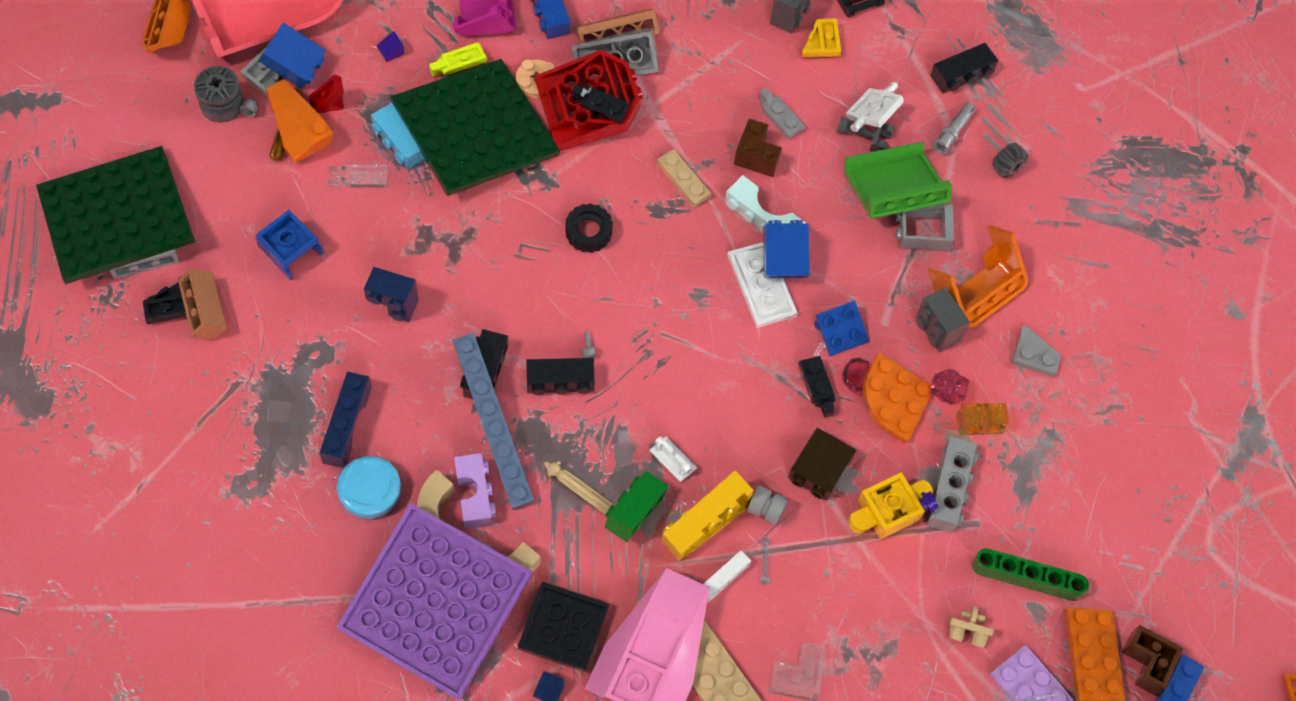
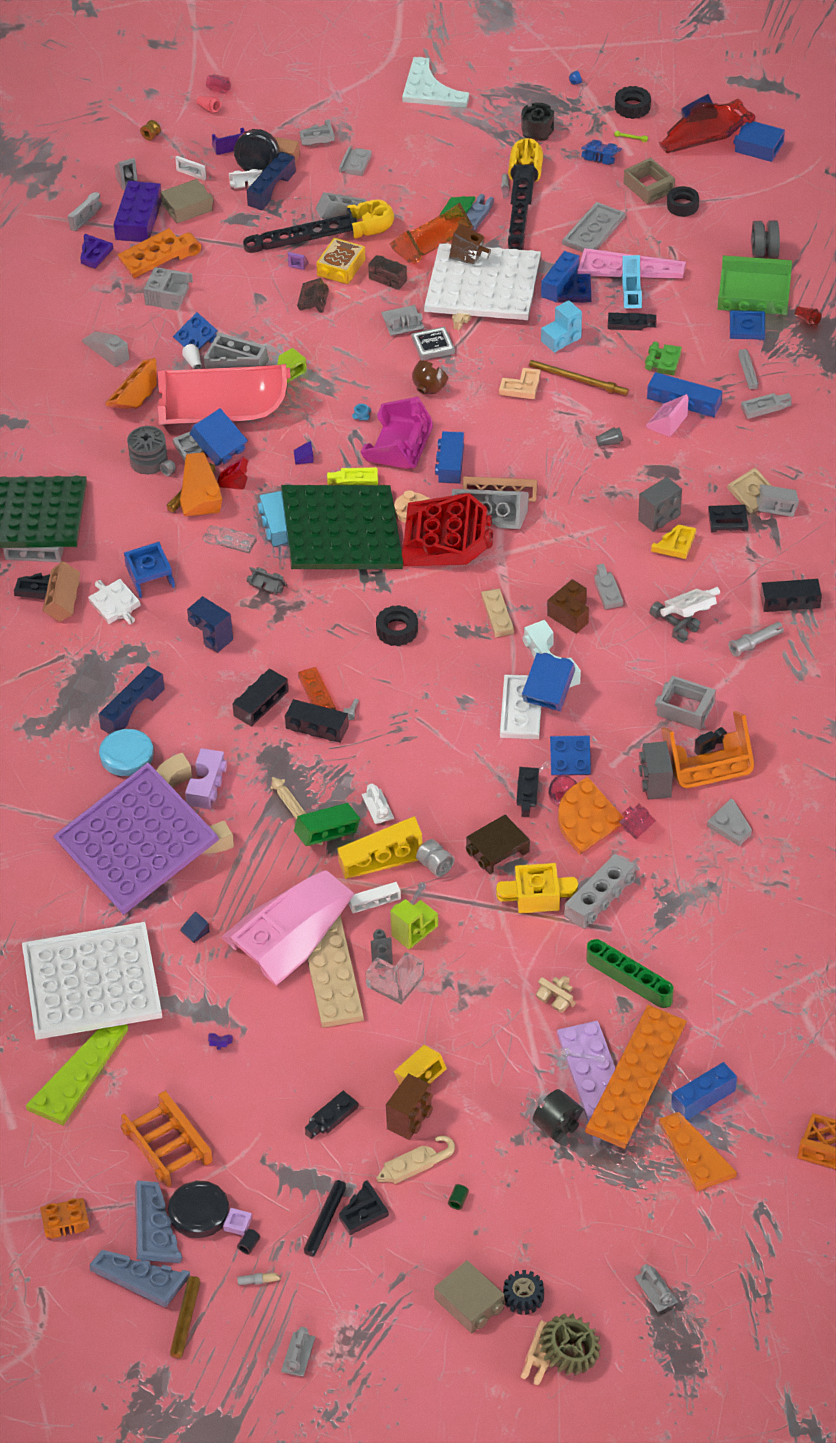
camera: 30 degrees right, 15 degrees down
(266, 295) = (114, 601): none -> white plate
(431, 215) = (273, 582): none -> dark grey hinge
(493, 421) = (244, 733): sand blue plate -> none
(539, 335) = (315, 688): none -> clear orange plate
(563, 627) = (227, 890): black plate -> none
(601, 103) = (449, 532): black hinge -> none
(769, 645) = (381, 947): none -> dark grey hinge
(783, 596) = (412, 922): none -> lime brick
(895, 180) = (676, 658): bright green panel -> none
(928, 502) = (566, 890): dark purple plate -> none
(966, 267) = (707, 741): none -> black plate
(982, 419) = (652, 853): clear yellow brick -> none
(1010, 160) = (788, 673): dark grey gear -> none
(1157, 656) = (698, 1056): reddish brown brick -> none

